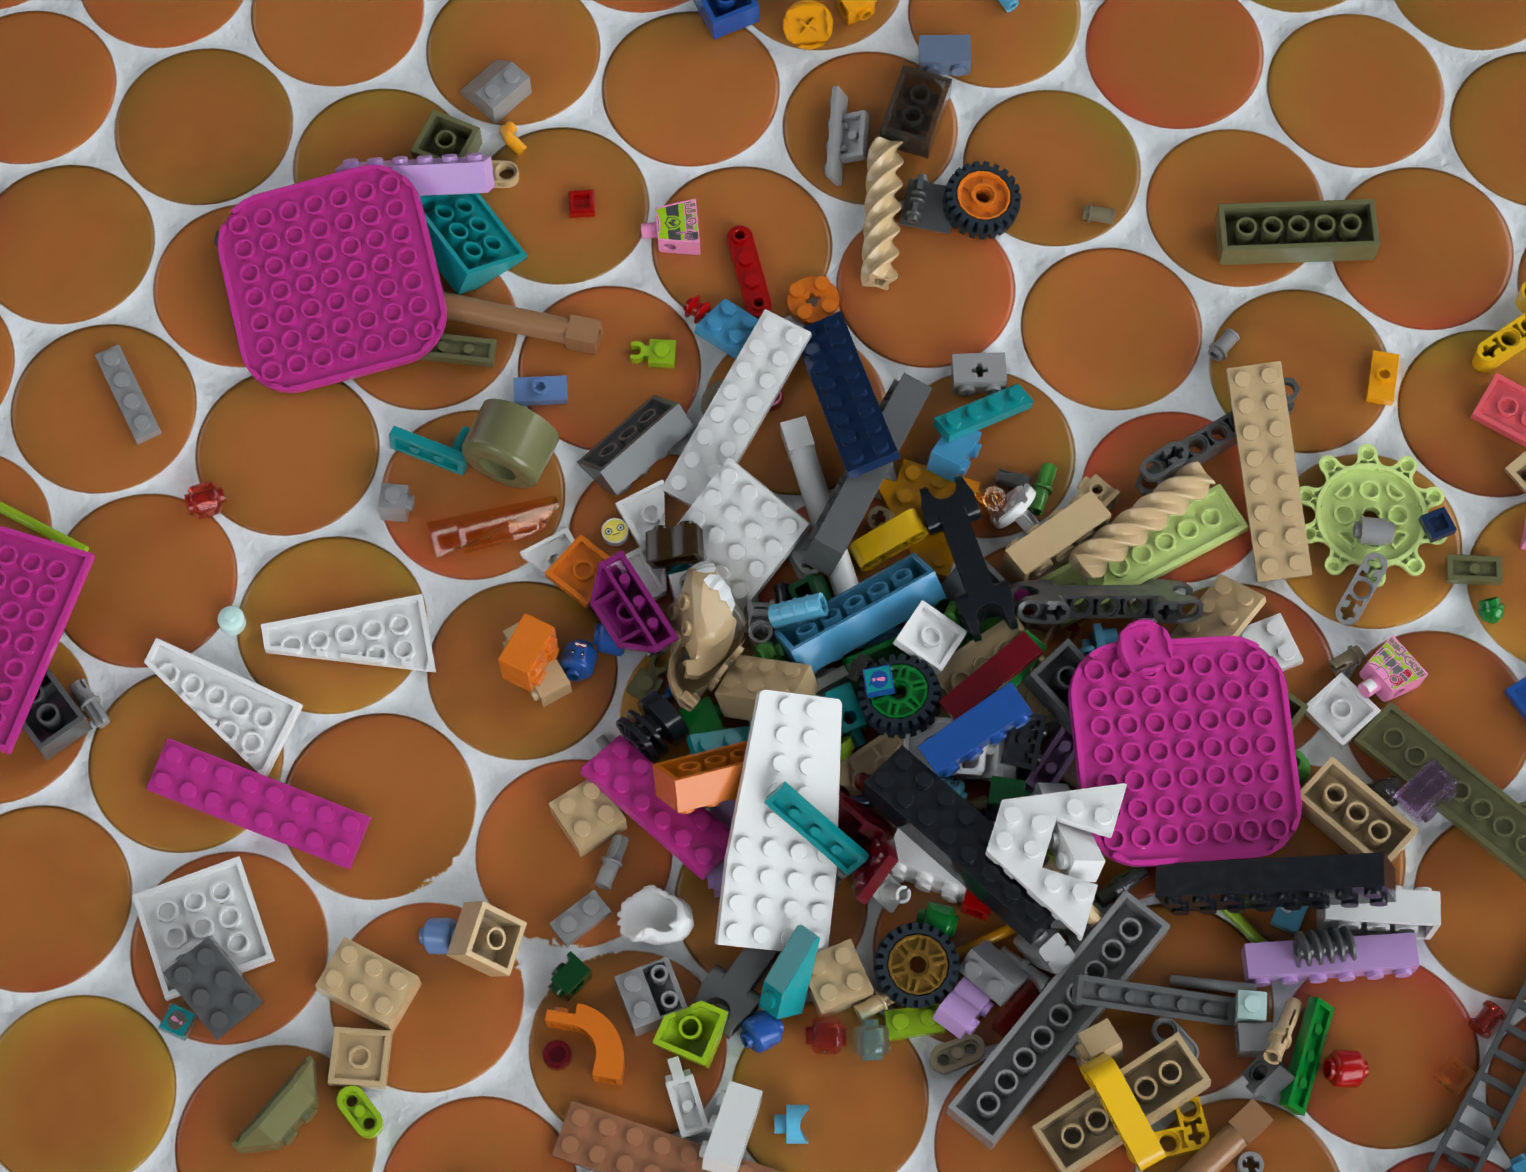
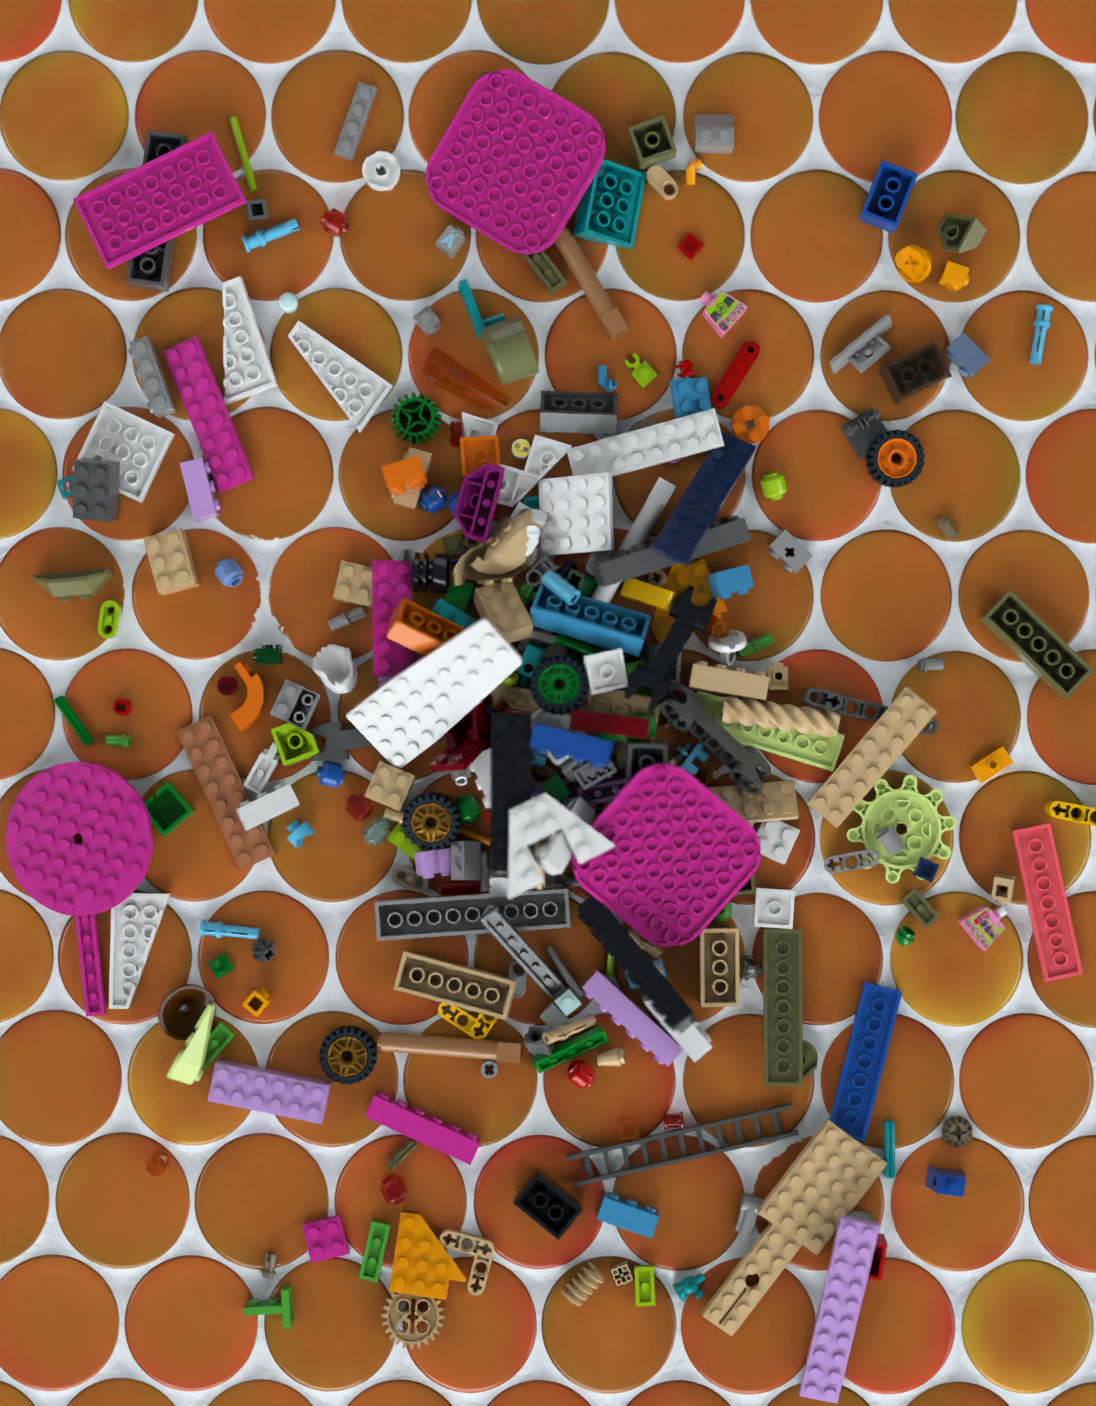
camera: 50 degrees right, 20 degrees up
(90, 703) = (178, 277): light grey axle -> none
(109, 562) = (255, 210): none -> dark grey brick
(141, 584) = (261, 238): none -> medium azure pin
(160, 822) = (152, 376): none -> light grey brick
(205, 427) = (387, 180): none -> white plate
(324, 883) = (200, 489): none -> lavender brick
(340, 410) = (450, 241): none -> light grey brick
(360, 1057) = (134, 593): tan plate -> none
(438, 175) = (622, 152): lavender brick -> none
(467, 605) = (418, 411): none -> green gear
(486, 939) = (245, 598): tan brick -> none
(539, 582) = (456, 434): none -> clear red pin
(540, 390) = (562, 332): medium blue plate -> none
(580, 918) = (304, 630): light grey plate -> none
(629, 395) = (604, 381): none -> dark azure arm
(674, 545) = (537, 489): dark brown brick -> none
(790, 976) = (366, 765): teal slope -> none
(816, 828) = (445, 711): teal plate -> none
(878, 681) = (554, 669): tile -> none
(880, 209) = (838, 410): tan piece -> none
(896, 330) = (773, 485): none -> lime head
(982, 413) = (766, 576): teal plate -> none
(1011, 479) = (745, 625): dark grey pin -> none
(1098, 1040) = (473, 948): tan brick -> none
(1123, 1110) = (448, 989): yellow beam -> none
(1144, 647) = (698, 789): dark pink tile -> none
(1323, 944) = (630, 1012): dark grey piece -> none
(1346, 660) = (805, 886): dark tan pin -> none
(1357, 1019) = (613, 1057): none -> tan cone
(1391, 672) = (818, 915): torso -> none
(1426, 791) = (763, 992): clear purple brick -> none

